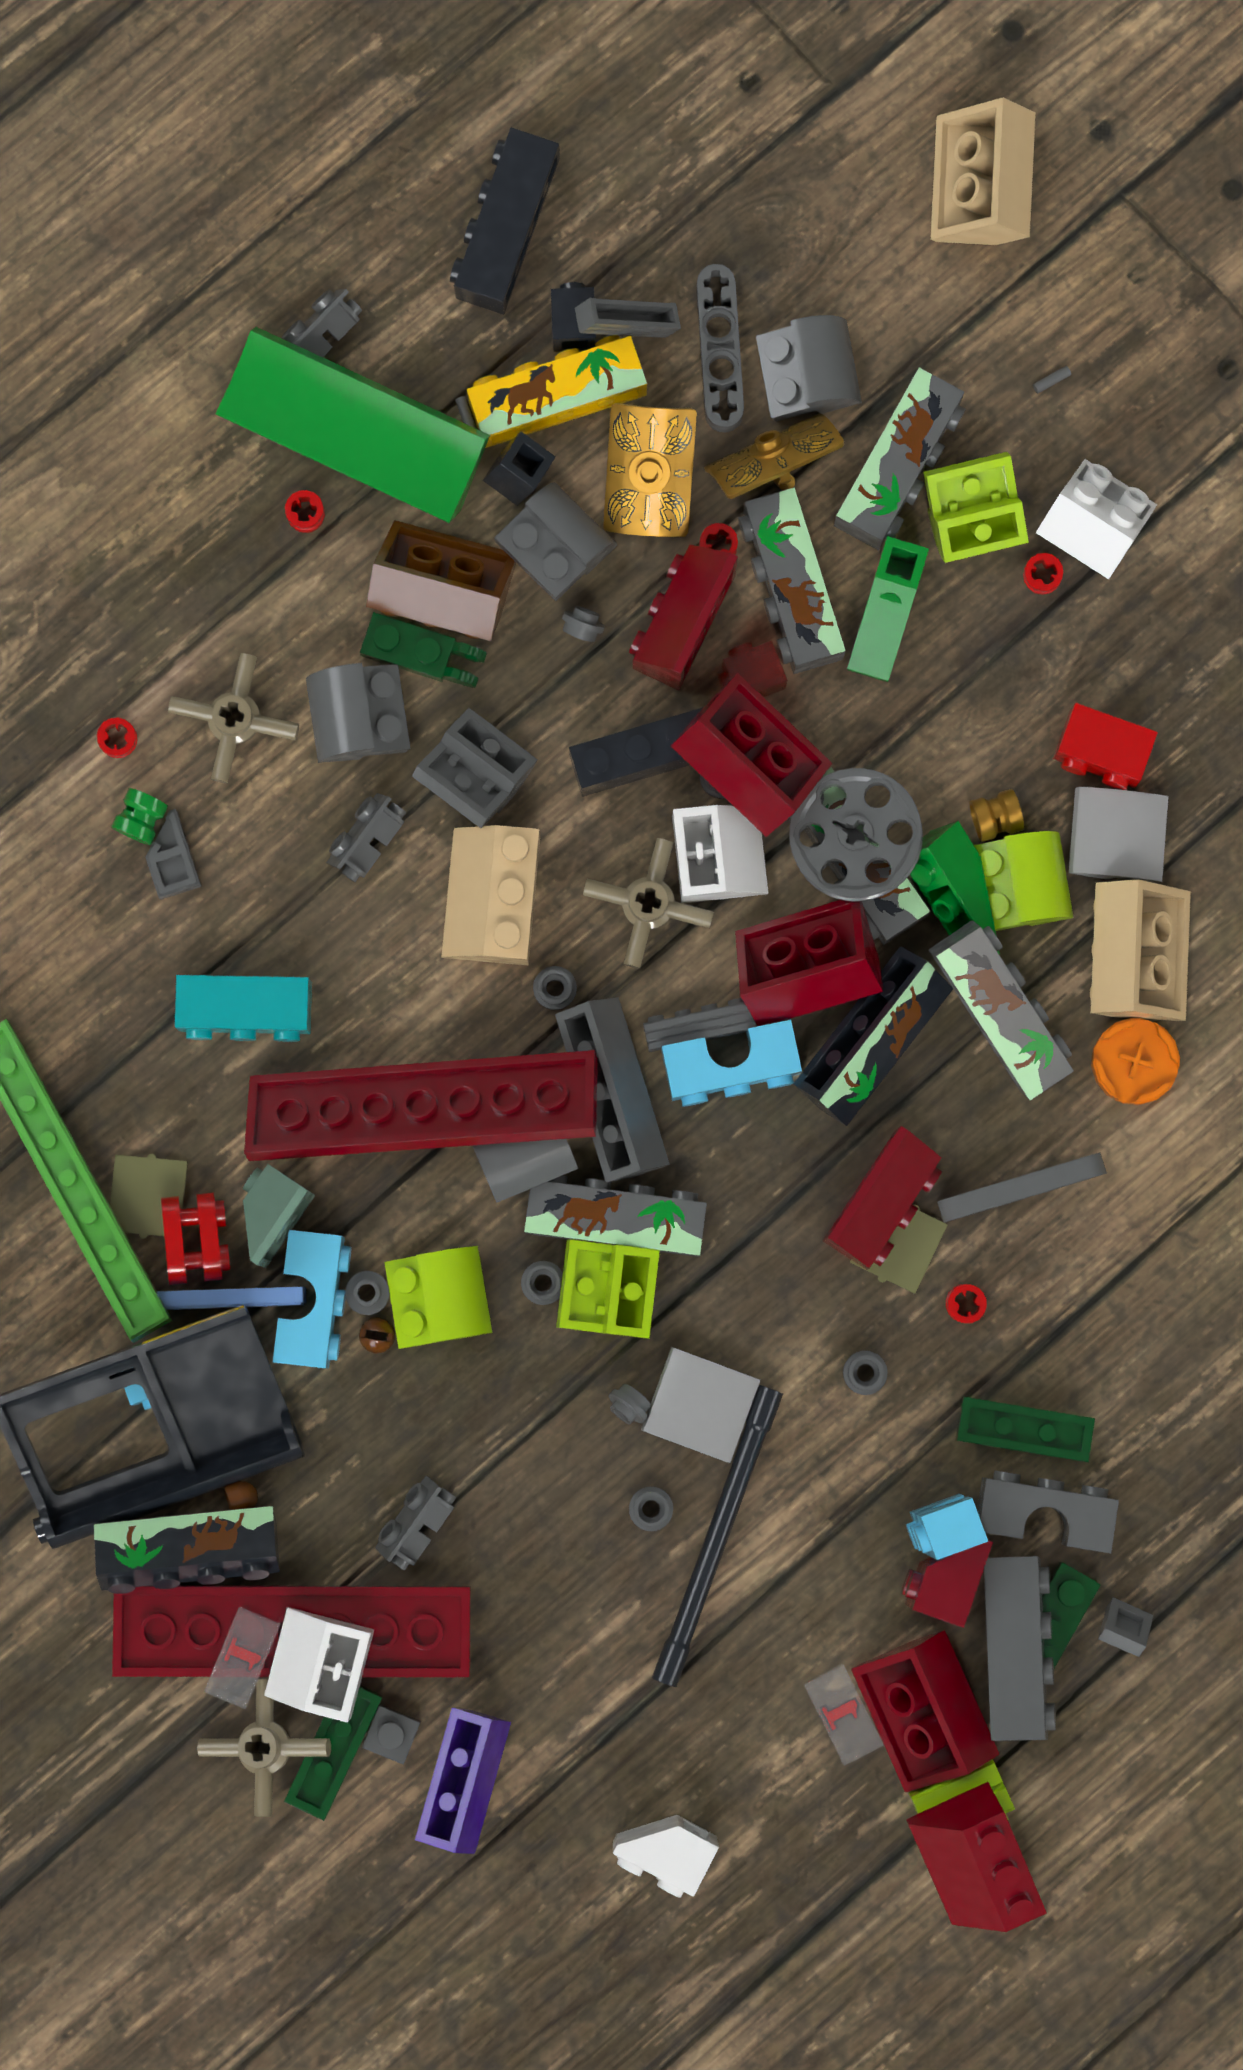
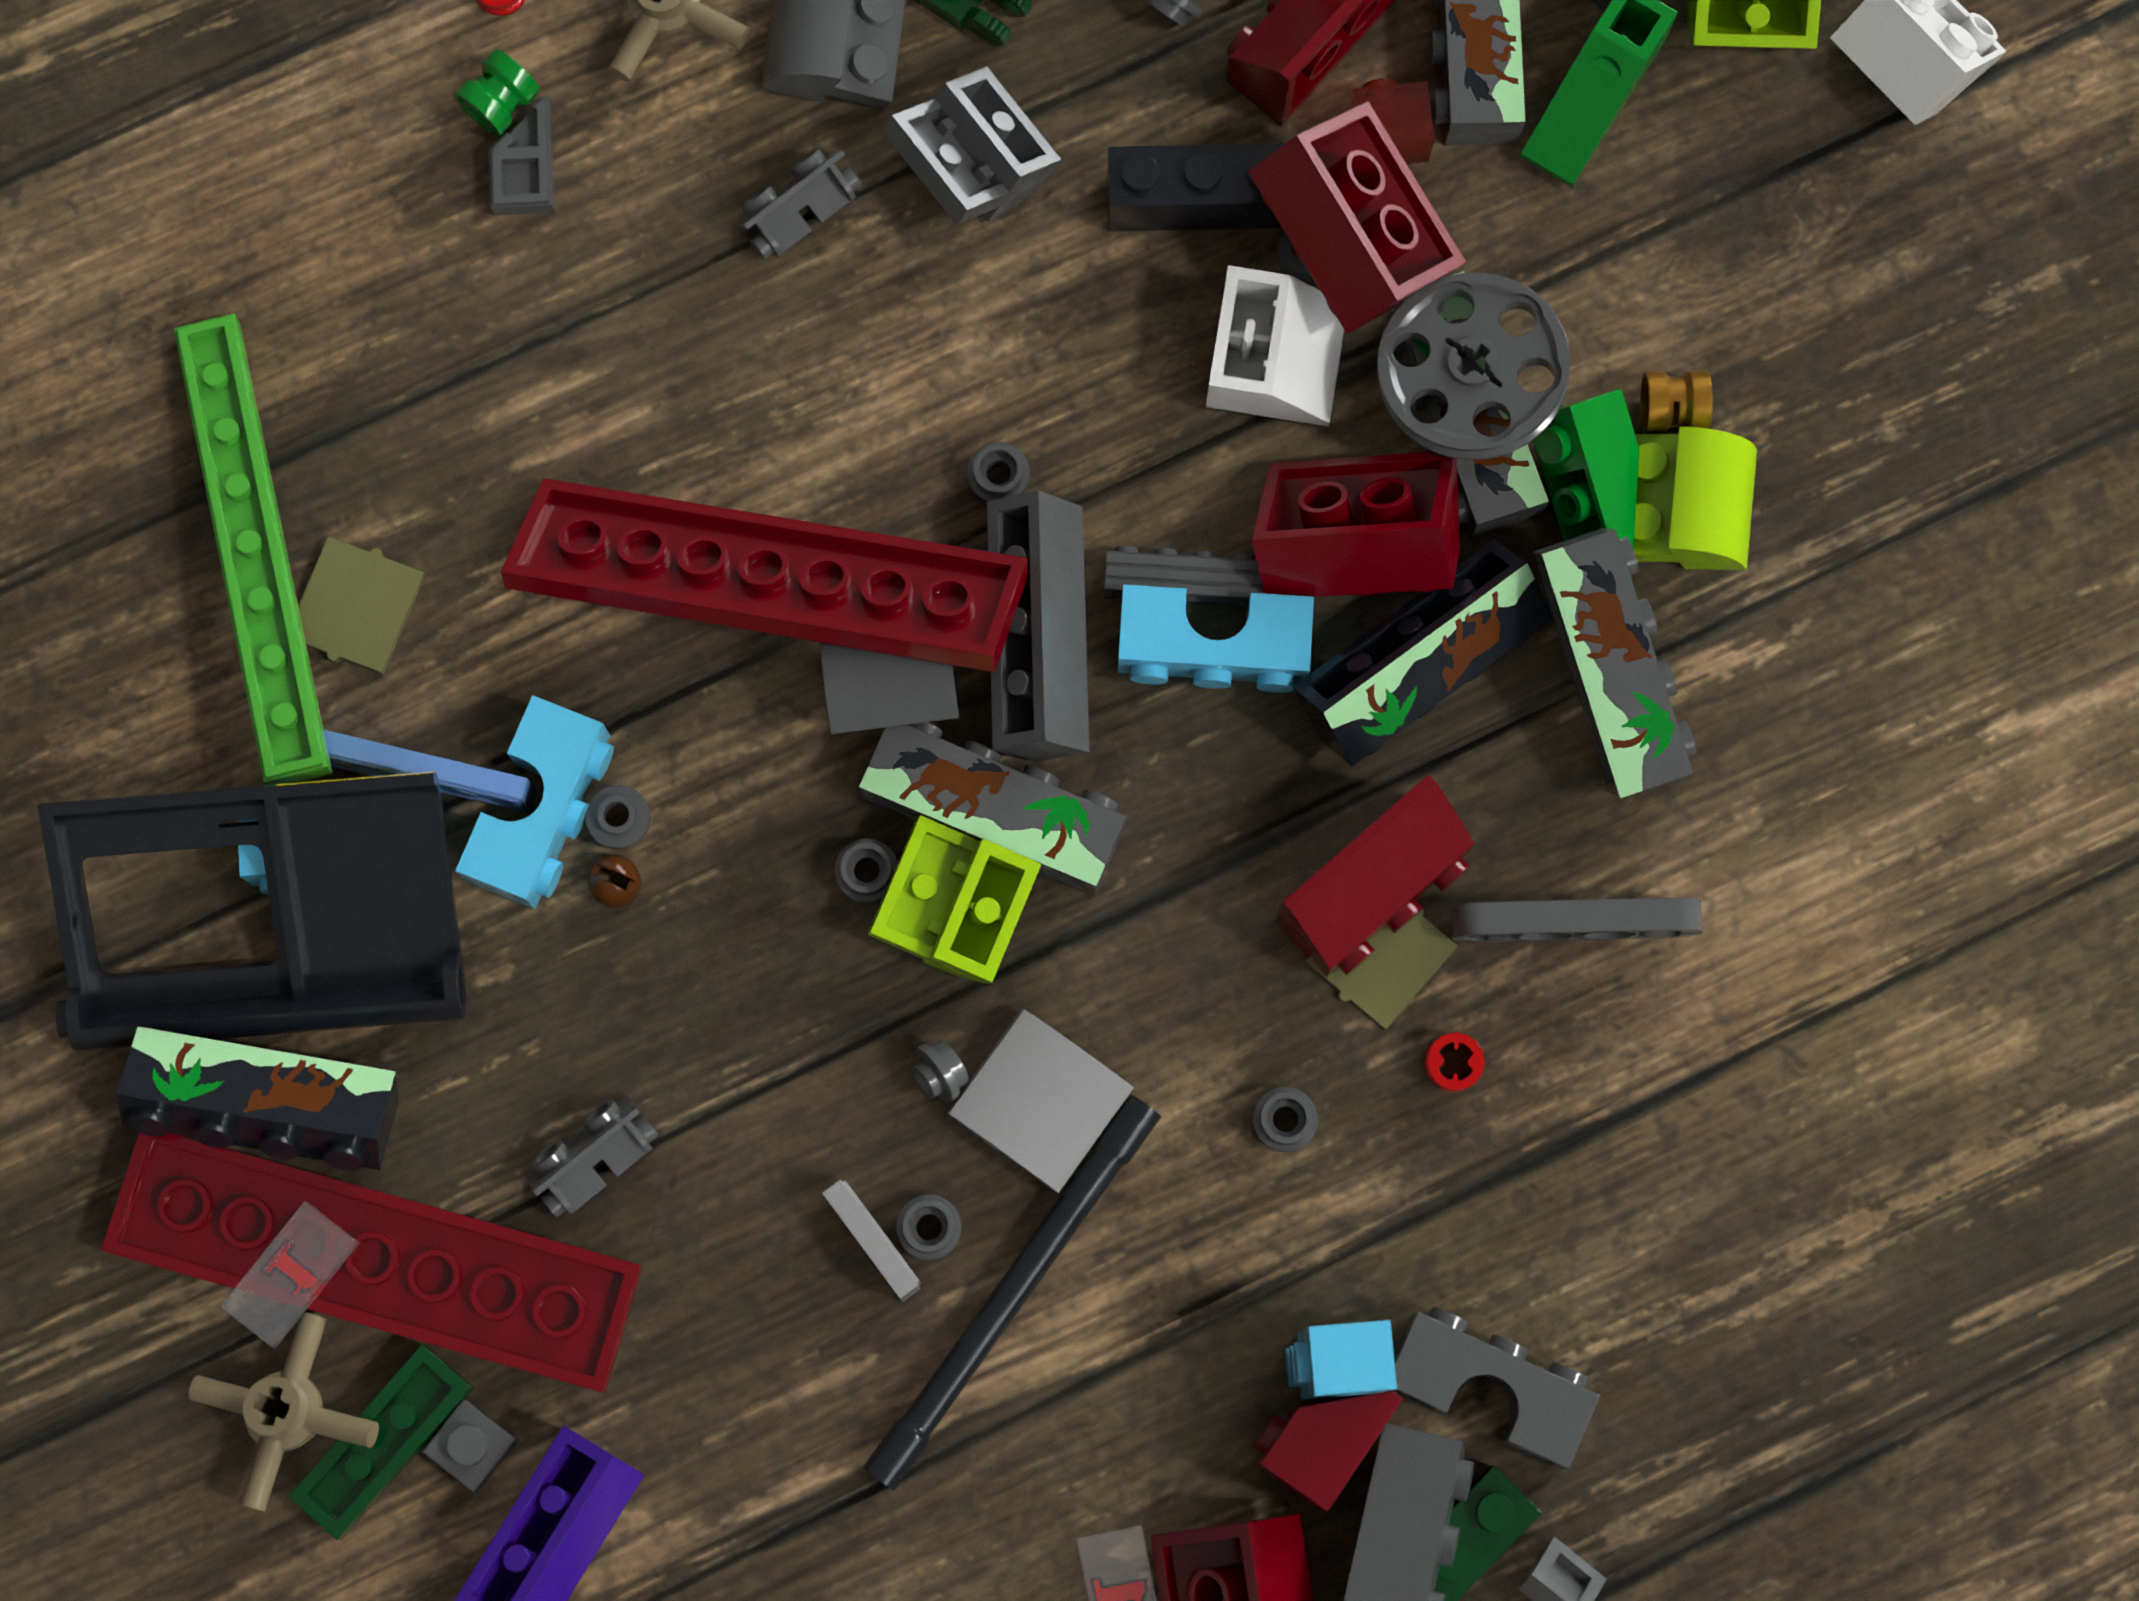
camera: 15 degrees right, 5 degrees down
(209, 1216) = (428, 653): red brick -> none
(241, 1495) = (359, 1047): reddish brown hinge -> none
(243, 1006) = (562, 381): teal brick -> none
(270, 1211) = (514, 660): sand green slope -> none
(319, 1664) = (394, 1312): white slope -> none
(438, 1297) = (715, 848): lime brick -> none
(491, 894) = (948, 323): tan slope -> none
(617, 1528) = (872, 1239): none -> light grey tile
(654, 885) = (1169, 411): dark tan bar -> none
(1025, 1429) = (1492, 1261): dark green plate -> none
(1048, 561) = (1837, 87): red bush -> none
(1104, 747) = (1851, 346): red brick -> none
(1118, 834) = (1839, 474): light grey slope -> none
(1135, 1061) = (1782, 791): orange tile -> none
(1140, 950) = (1829, 638): tan slope -> none

